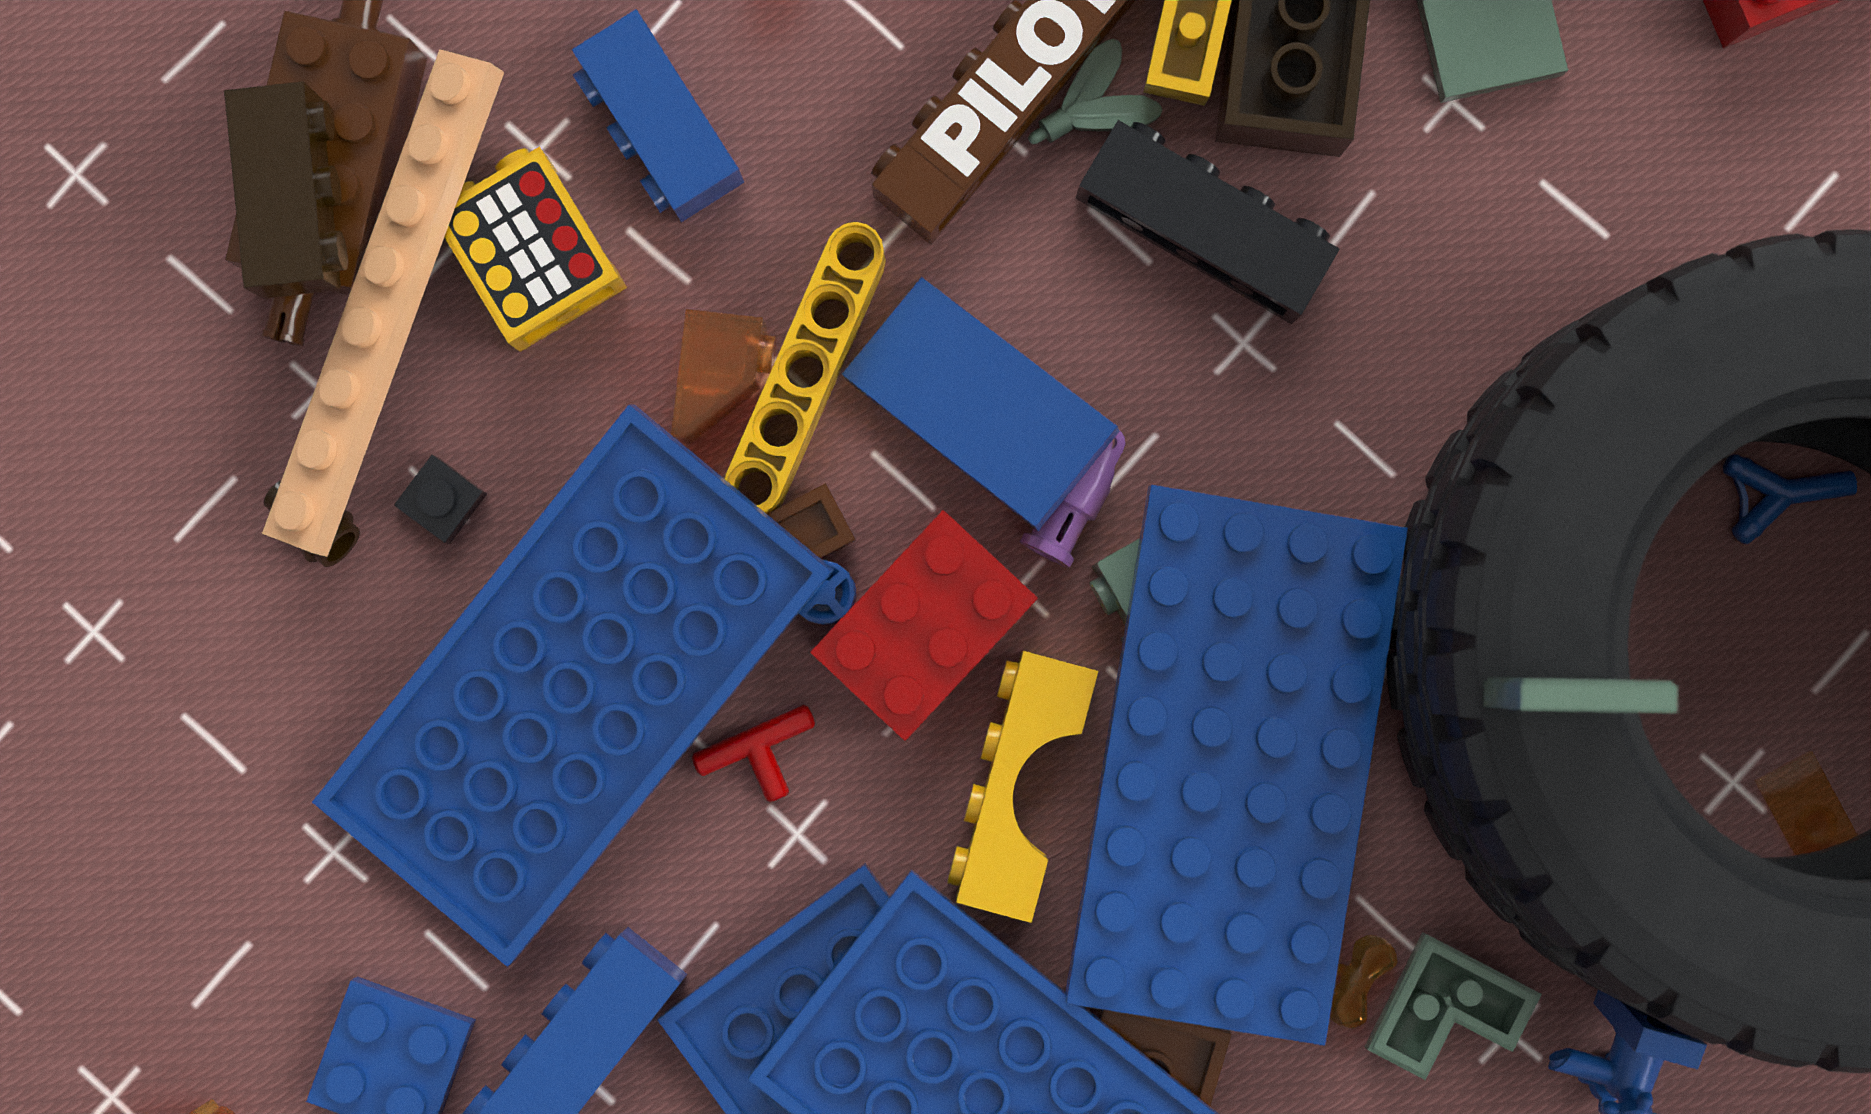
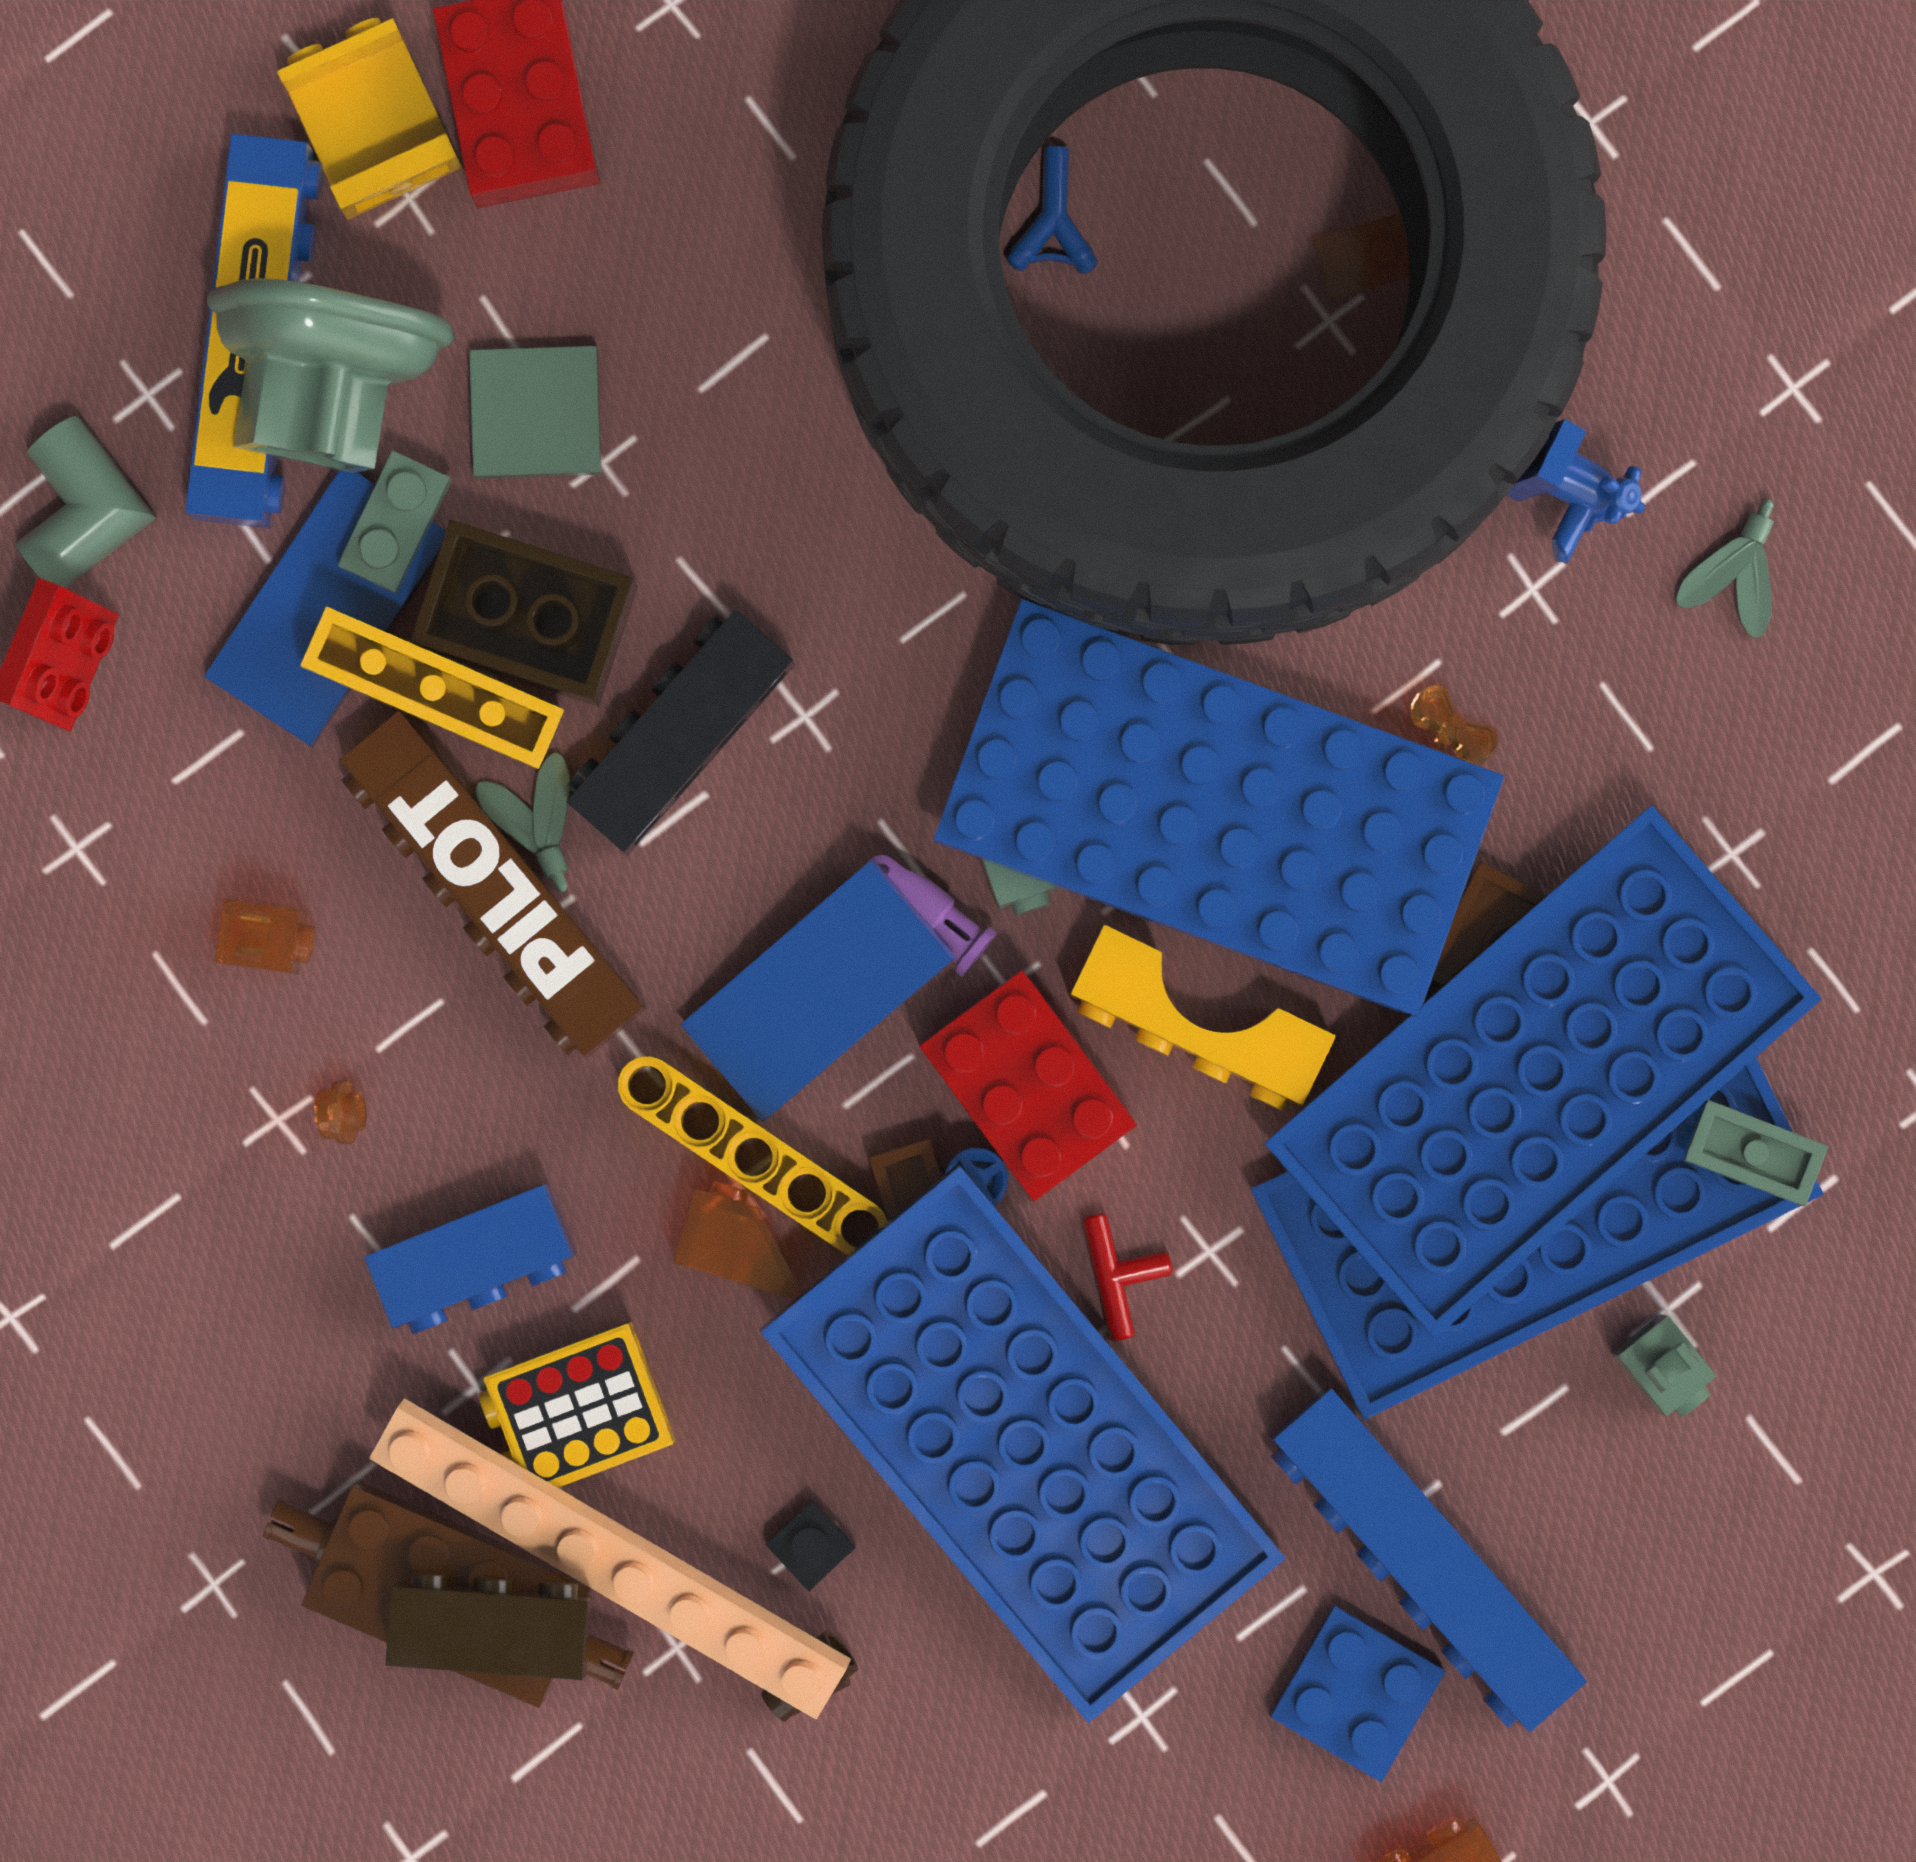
camera: 85 degrees left, 0 degrees up
(1446, 988) = (1475, 651): sand green brick -> none
(1580, 695) = (1207, 510): sand green tile -> none

